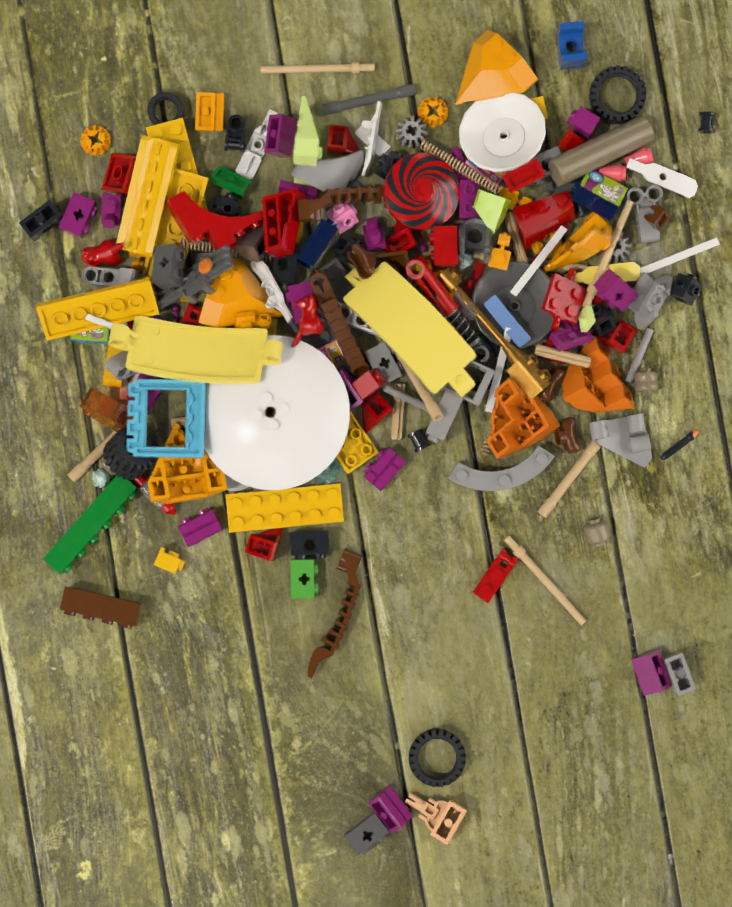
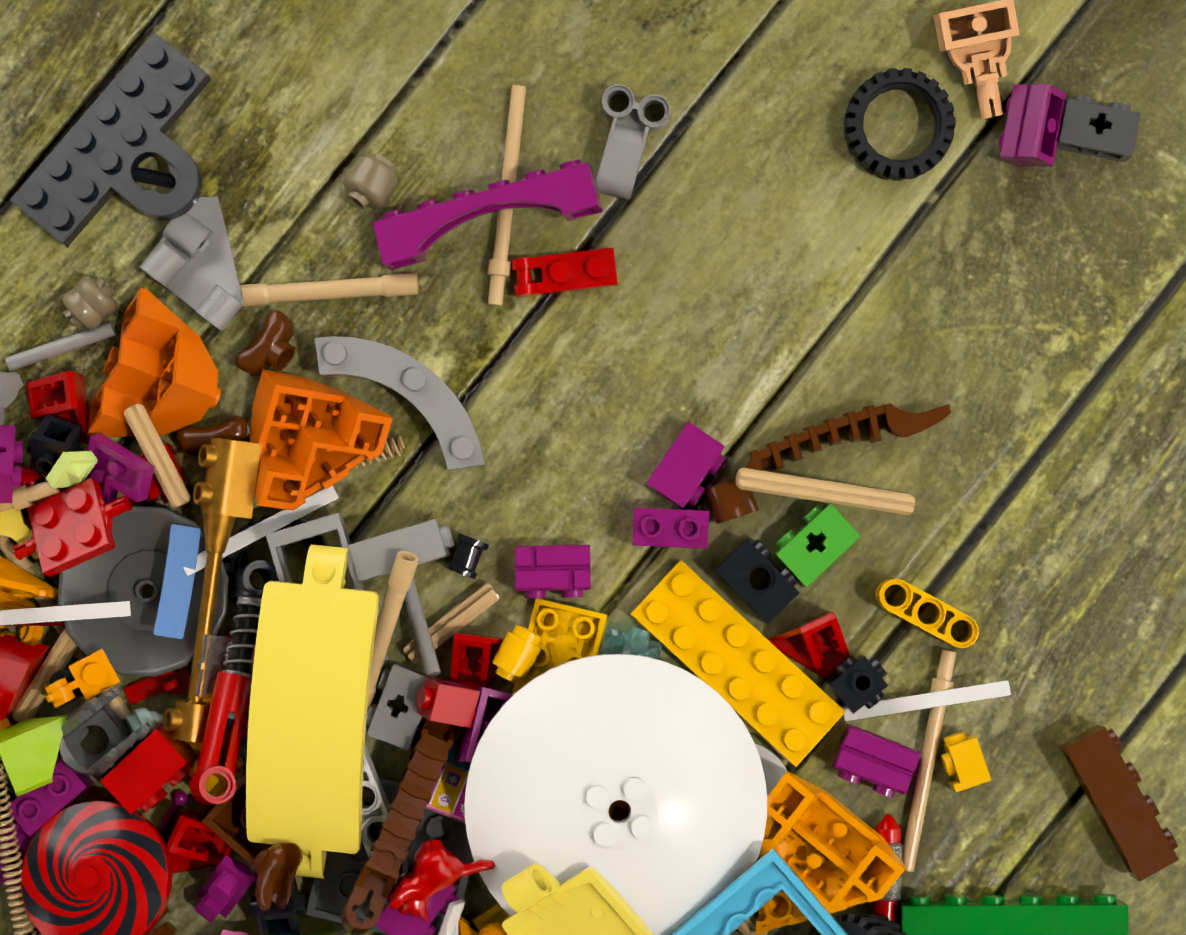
camera: 130 degrees left, 0 degrees up
(204, 578) = (927, 761): none -> tan bar
(205, 567) = (931, 700): none -> white sticker
(229, 598) = (944, 618): none -> yellow beam
(240, 541) = (844, 682): none -> black brick
(320, 600) = (825, 491): none -> tan axle
(359, 528) = (670, 528): none -> magenta brick
(364, 426) = (517, 653): none -> yellow brick
(378, 556) = (686, 466): none -> magenta brick
(524, 644) = (627, 140): none -> light grey piece
(562, 527) = (409, 235): none -> magenta arch
(701, 445) = (112, 141): none -> black plate

